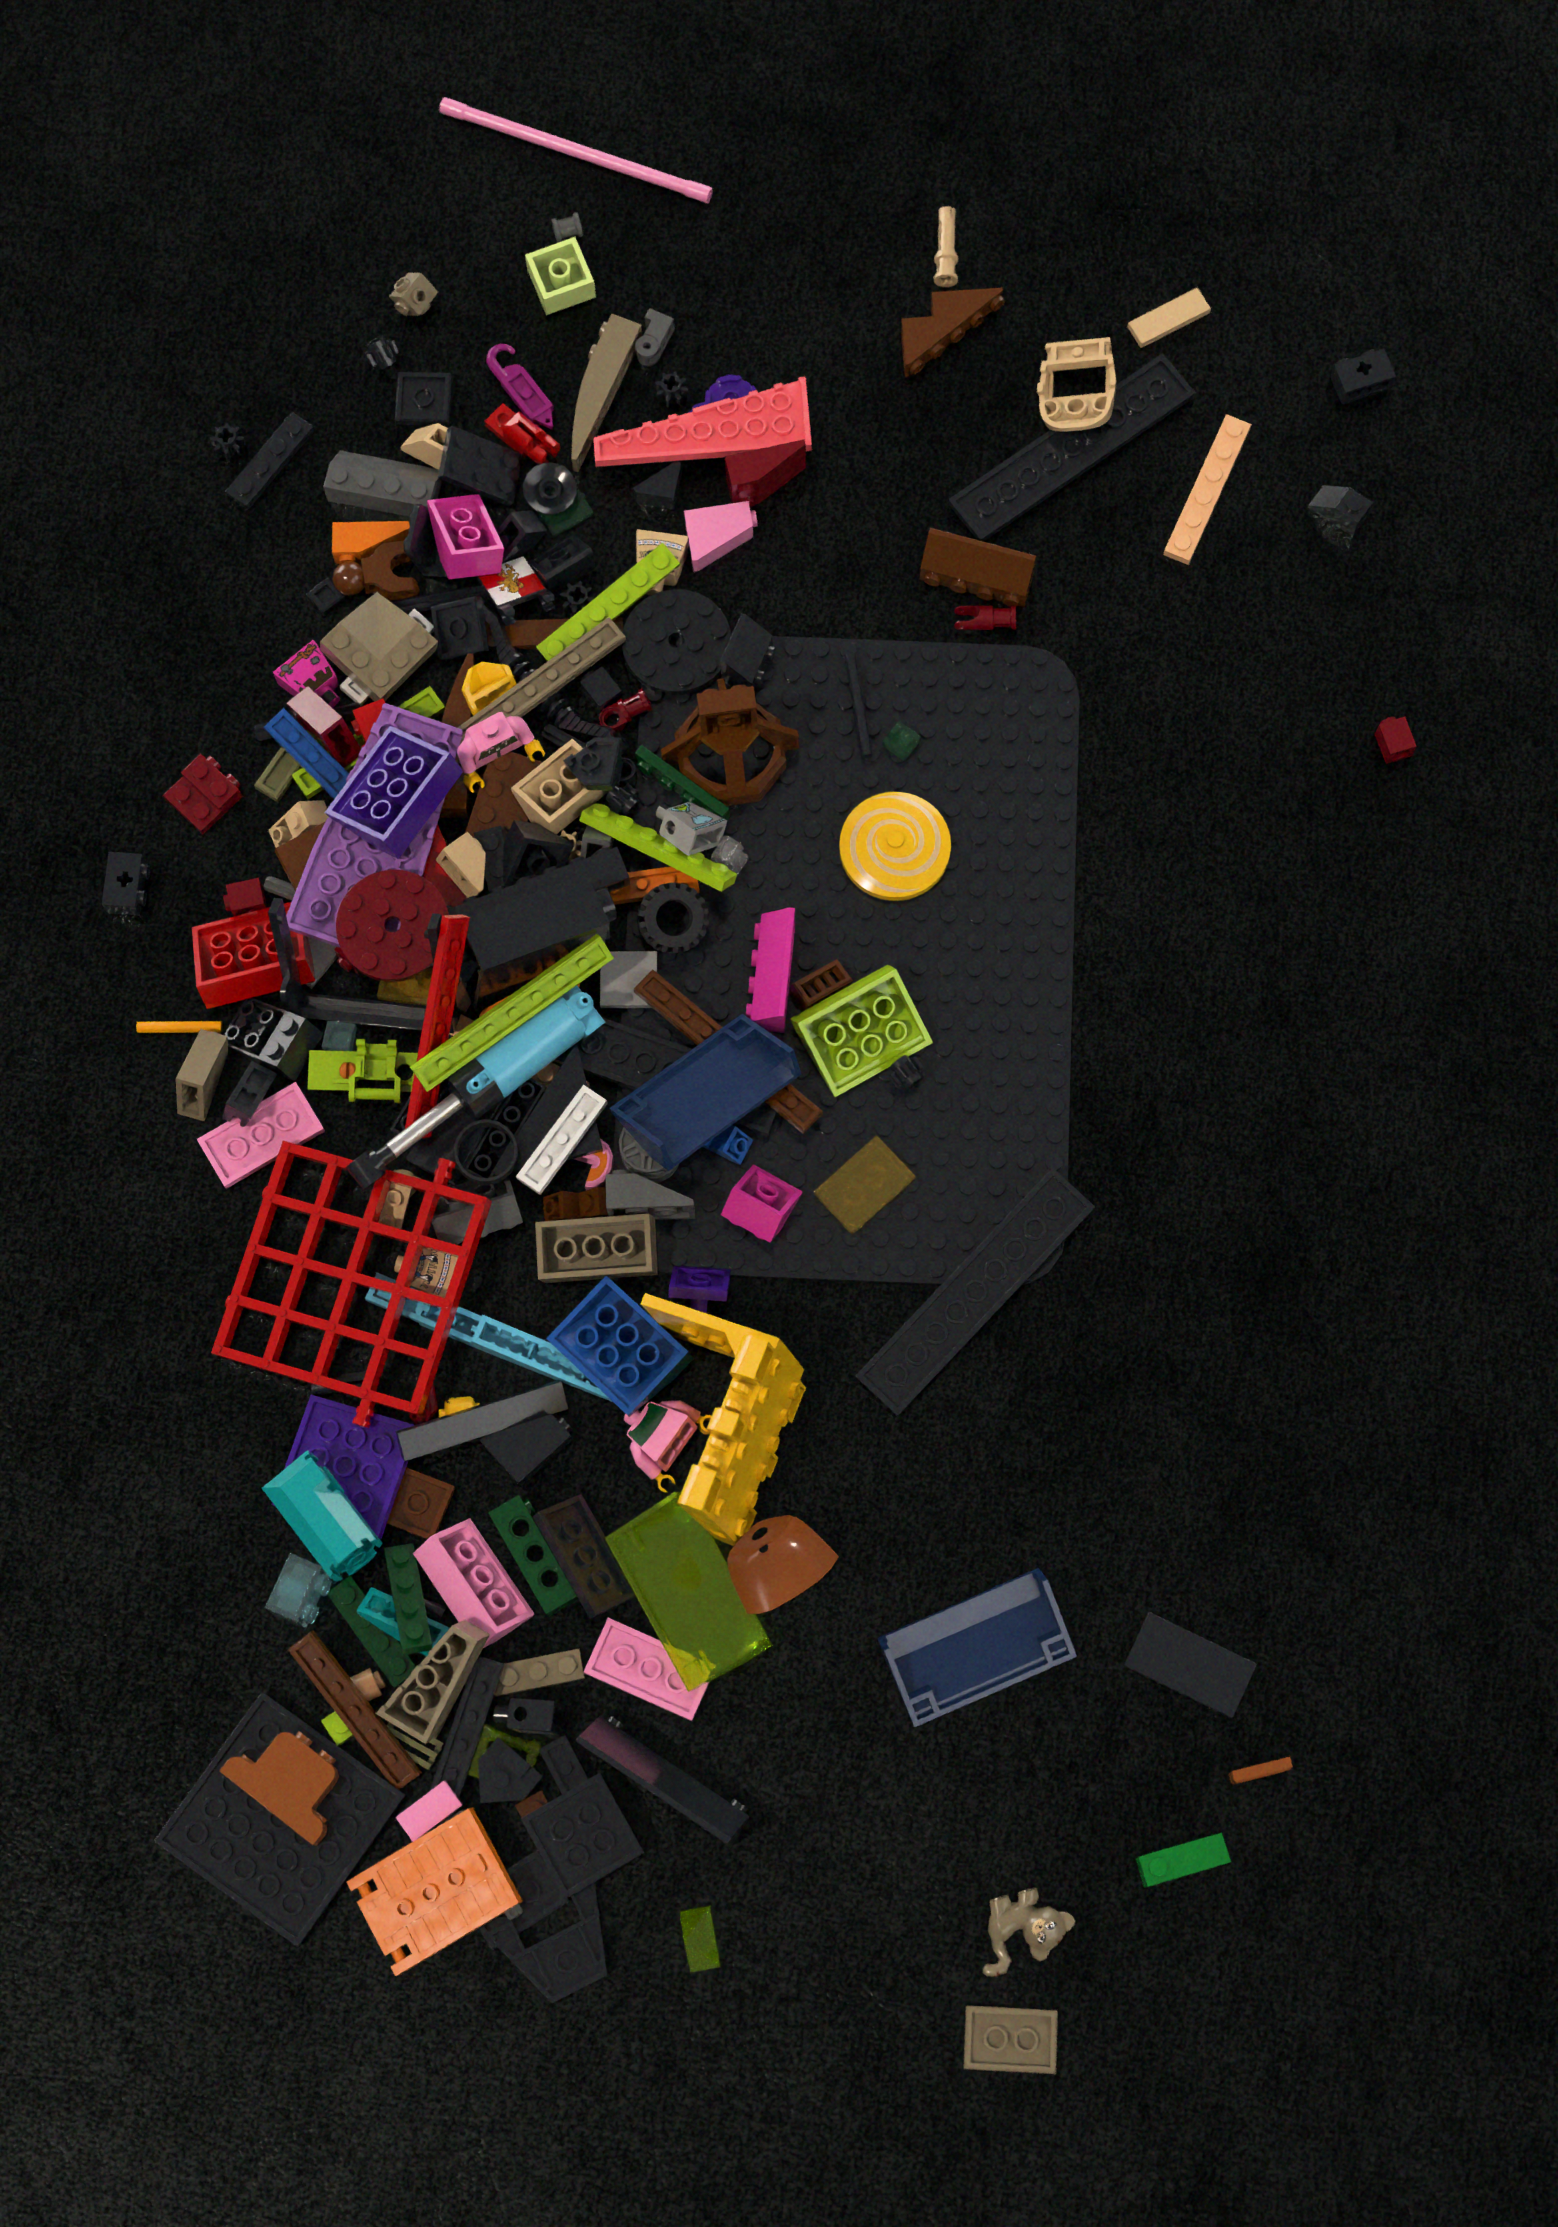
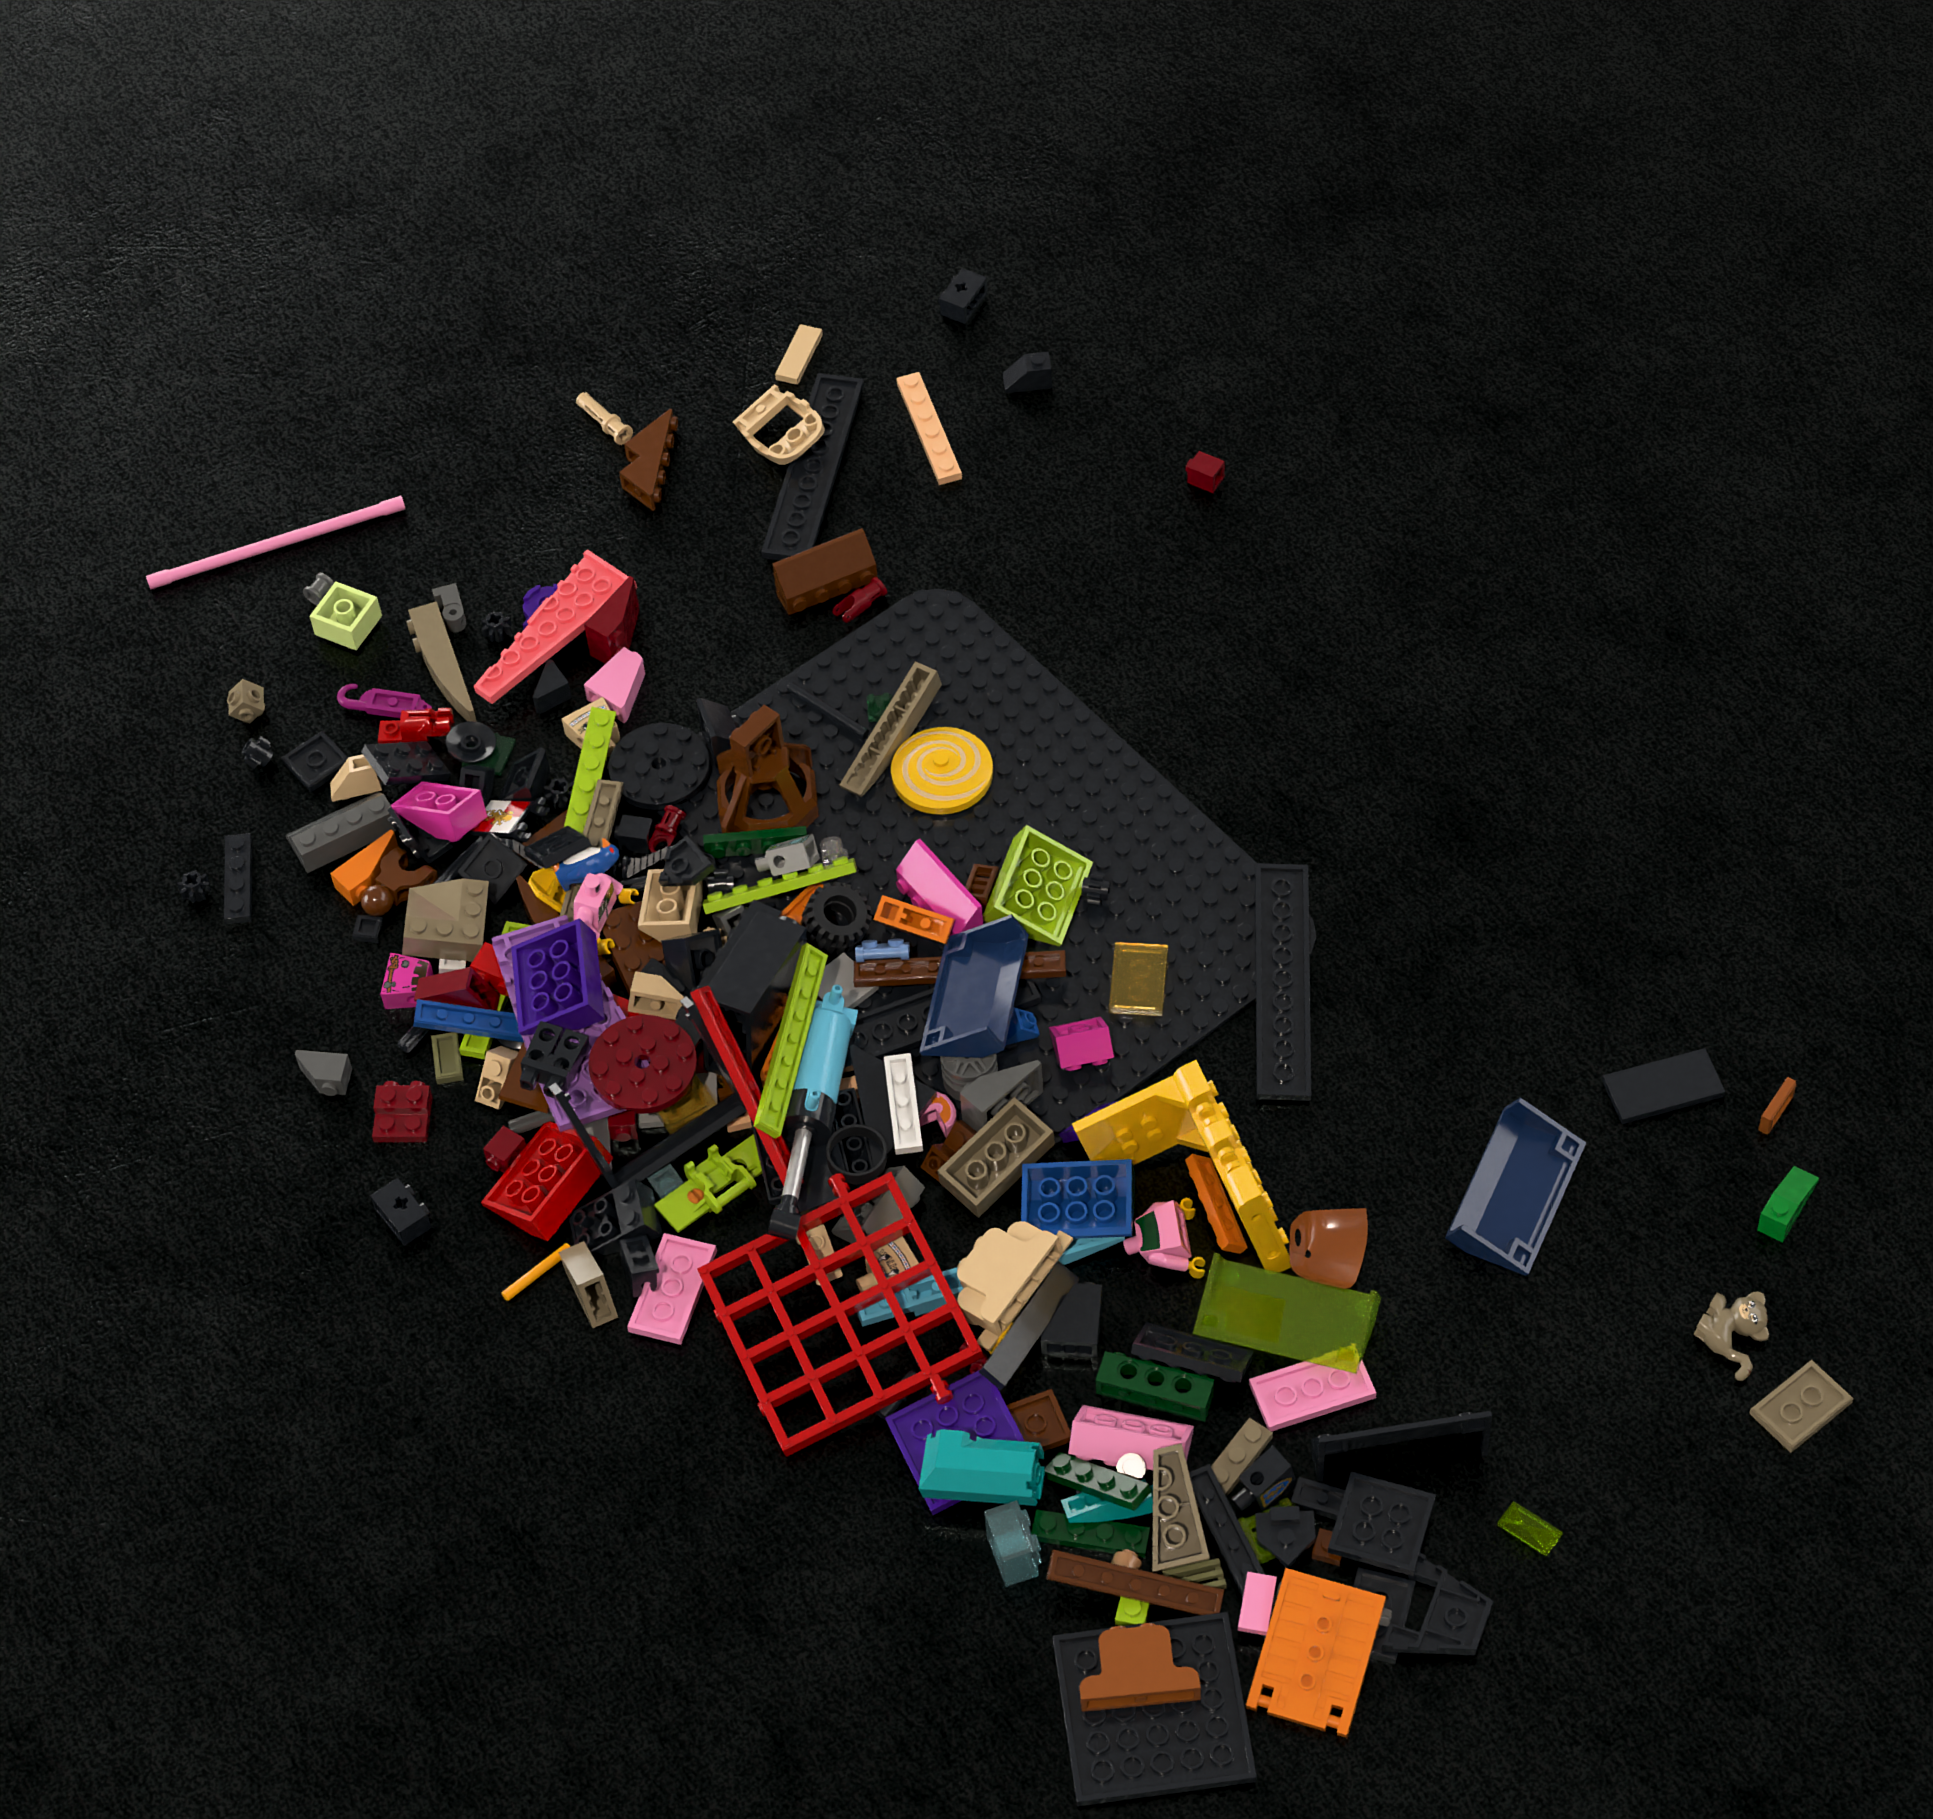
camera: 40 degrees left, 20 degrees down
(178, 706) = (325, 1070): none -> dark grey slope
(325, 861) = (553, 1058): none -> black hips
(444, 1611) = (1131, 1465): none -> tile
(496, 1363) = (1004, 1275): none -> tan brick
(511, 659) = (556, 847): none -> black tile
(515, 696) = (587, 861): none -> blue animal
(683, 980) = (893, 949): none -> medium blue plate
(730, 973) = (913, 920): none -> orange slope
(885, 774) = (893, 728): none -> dark tan slope

